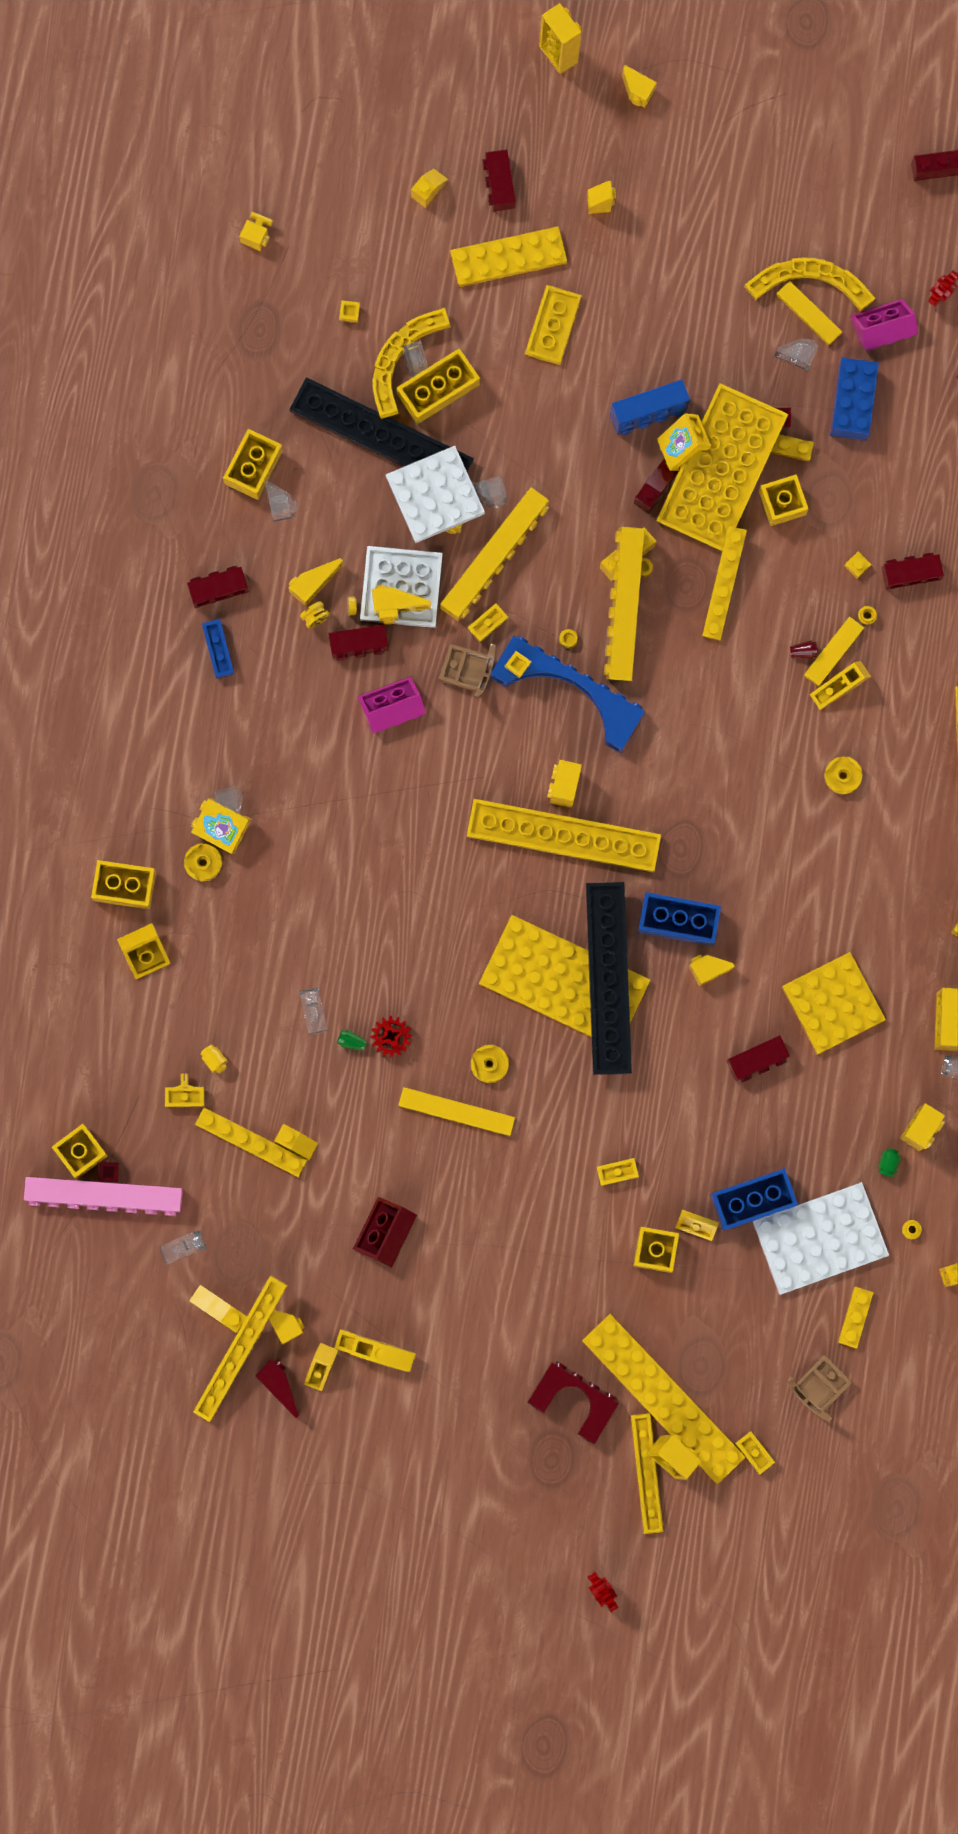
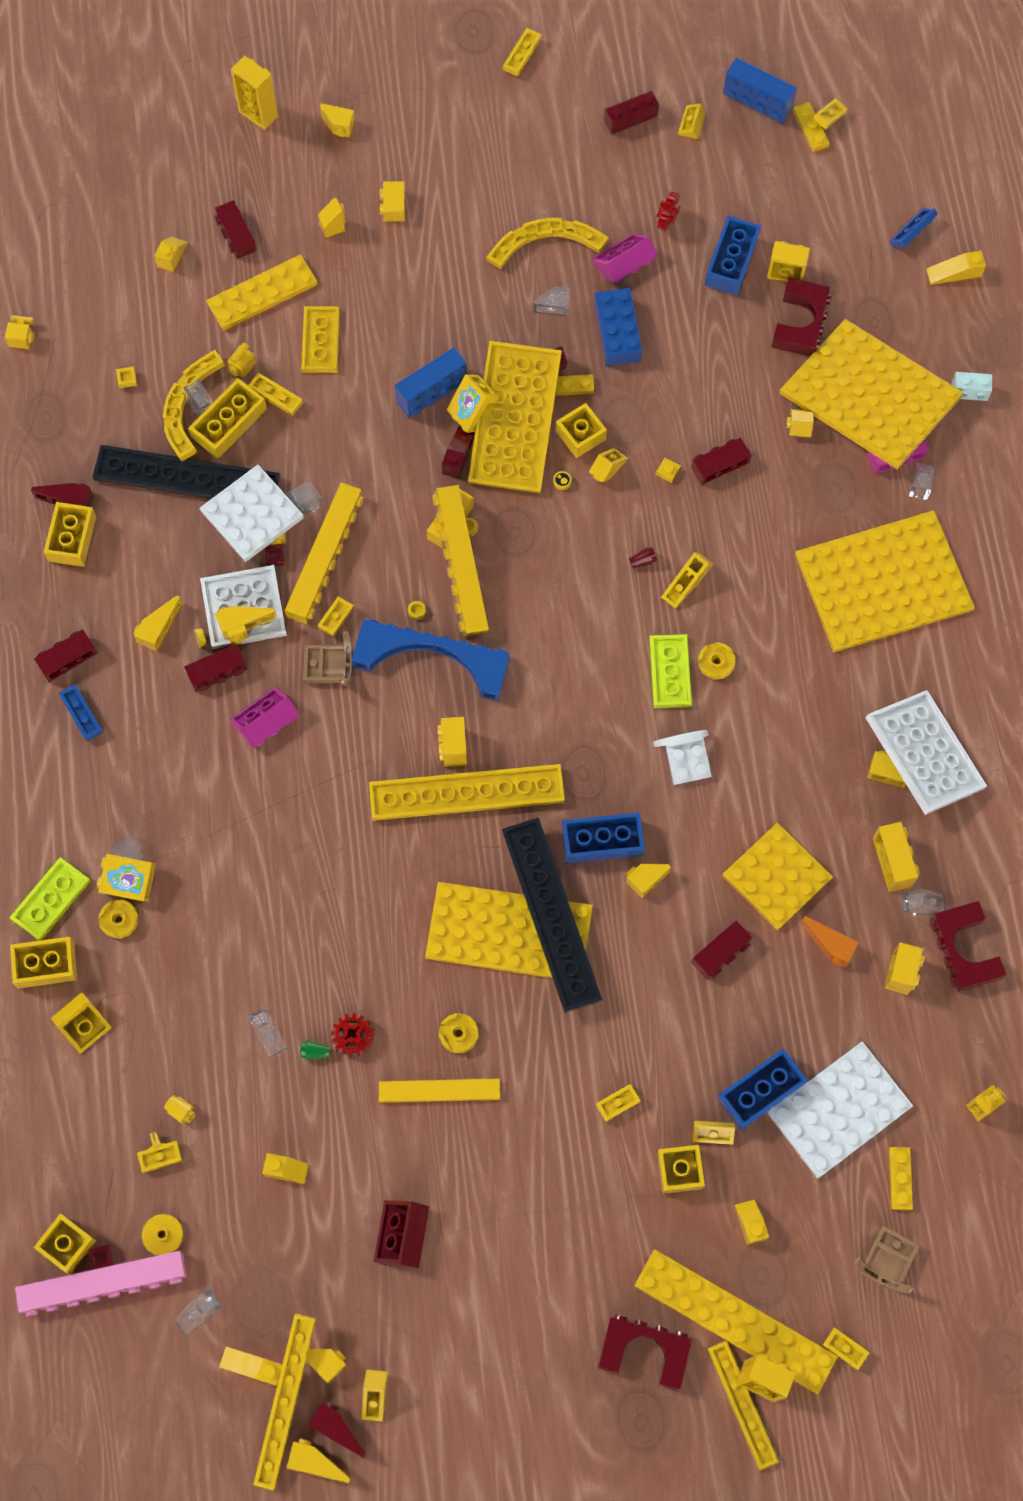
camera: 10 degrees left, 10 degrees down
(144, 824) = (50, 899): none -> neon yellow tile
(176, 1175) = (172, 1239): none -> yellow plate
(250, 1407) = (313, 1461): none -> yellow slope
(251, 1142) = (240, 1183): yellow plate -> none
(258, 420) = (64, 493): none -> dark red slope
(280, 502) = (106, 562): clear slope -> none
(315, 615) = (166, 654): yellow wheel -> none
(375, 1351) = (426, 1361): yellow slope -> none
(445, 543) = (275, 555): none -> dark red plate
(467, 328) = (241, 361): none -> yellow brick
(492, 372) = (276, 394): none -> yellow plate
(517, 664) = (375, 643): yellow plate -> none
(668, 196) = (393, 201): none -> yellow brick
(706, 1316) = (751, 1222): none -> yellow slope
(724, 583) = (549, 519): yellow plate -> none
(750, 546) = (562, 480): none -> yellow tile
(784, 862) = (686, 756): none -> white piece
(795, 772) = (670, 671): none -> neon yellow tile
(799, 543) = (607, 465): none -> yellow slope
(809, 313) = (553, 267): yellow tile -> none
(833, 651) = (671, 552): yellow tile -> none
(850, 62) = (522, 52): none -> yellow plate
(864, 1083) = (832, 943): none -> orange slope
(867, 609) = (694, 507): yellow plate -> none
(889, 1162) = (882, 1013): green brick -> none
(905, 1229) = (920, 1073): yellow plate -> none

